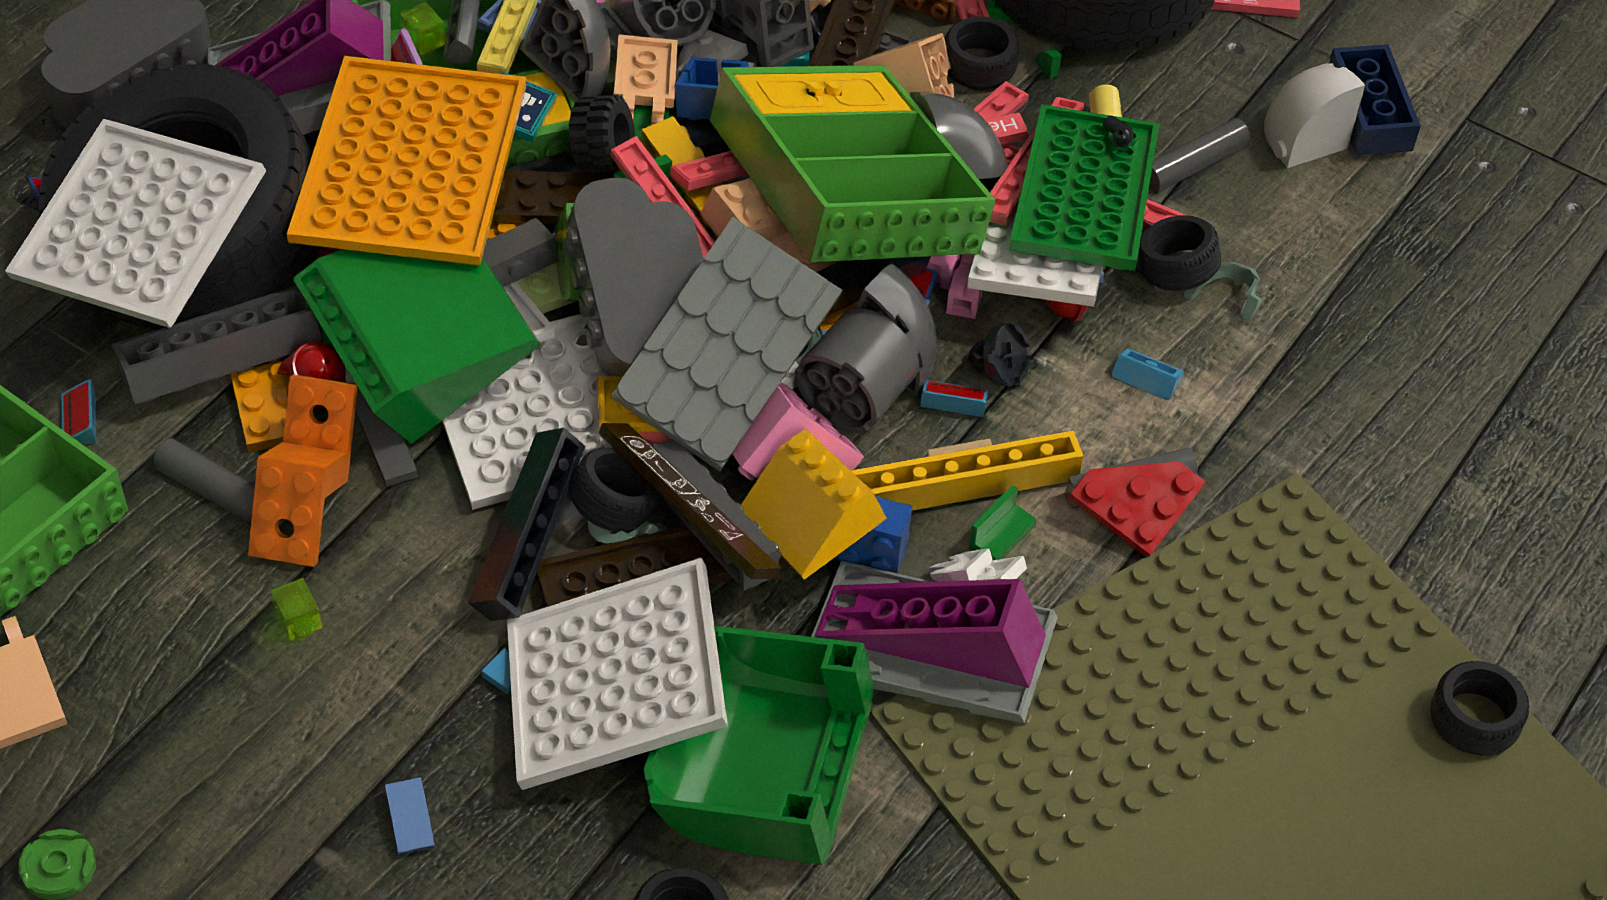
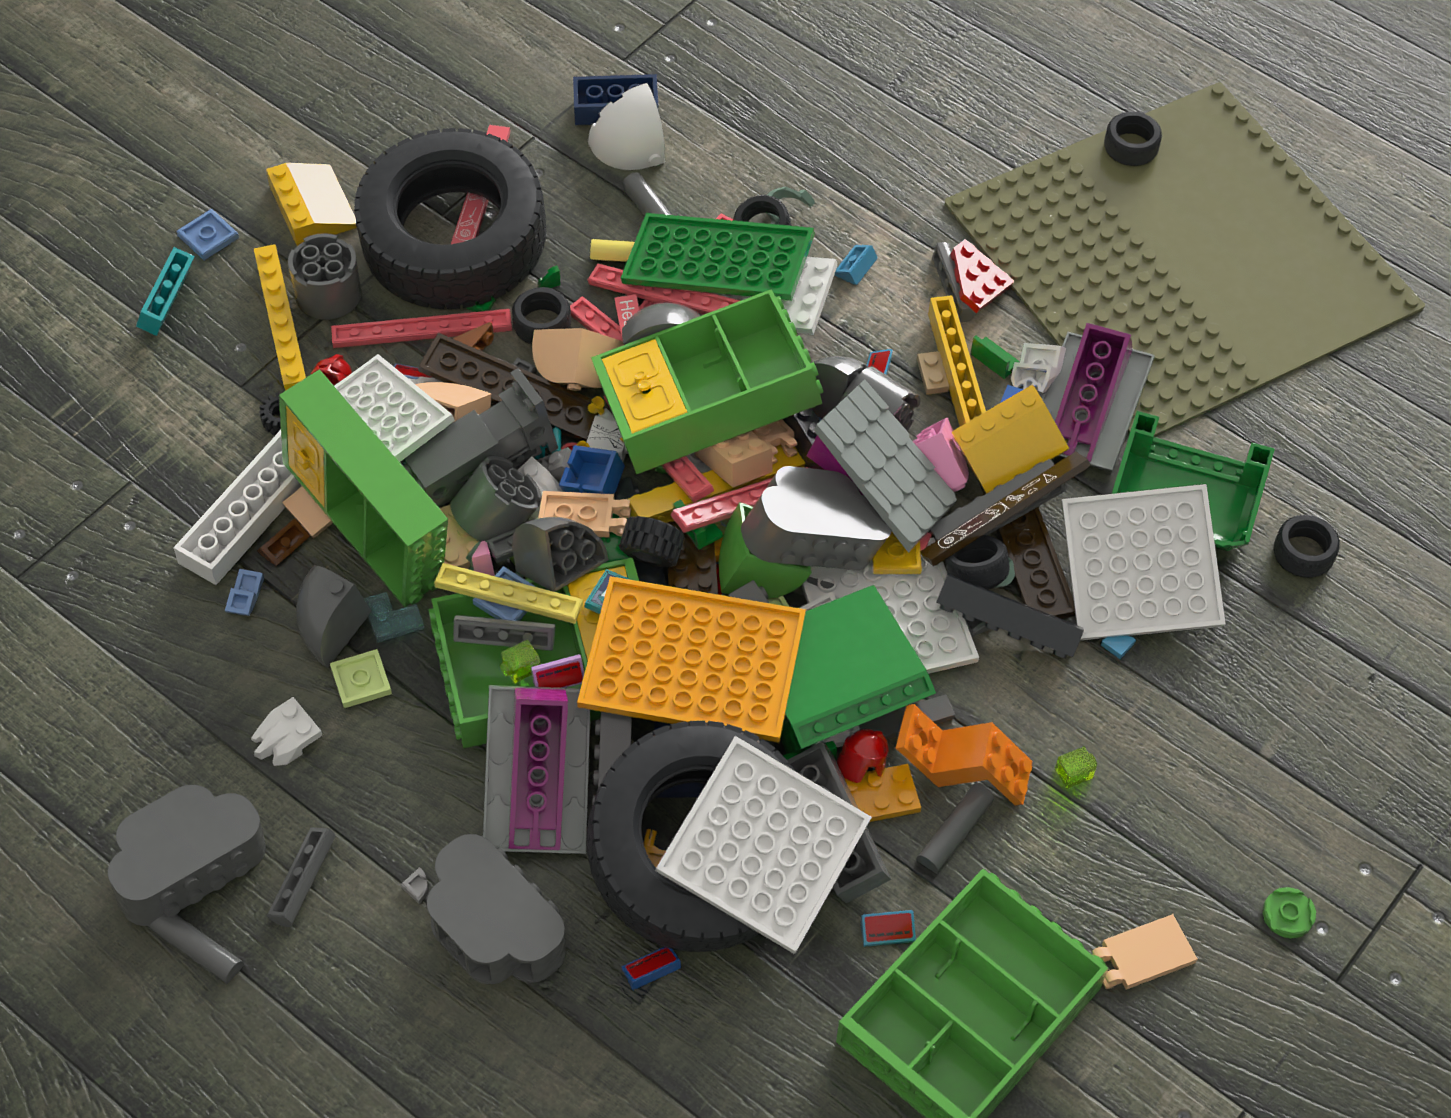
camera: 85 degrees left, 5 degrees up
(409, 816) = (1238, 696): medium blue slope -> none
(1002, 355) = (850, 334): black tile -> none
(1121, 132) = (666, 229): black arm -> none

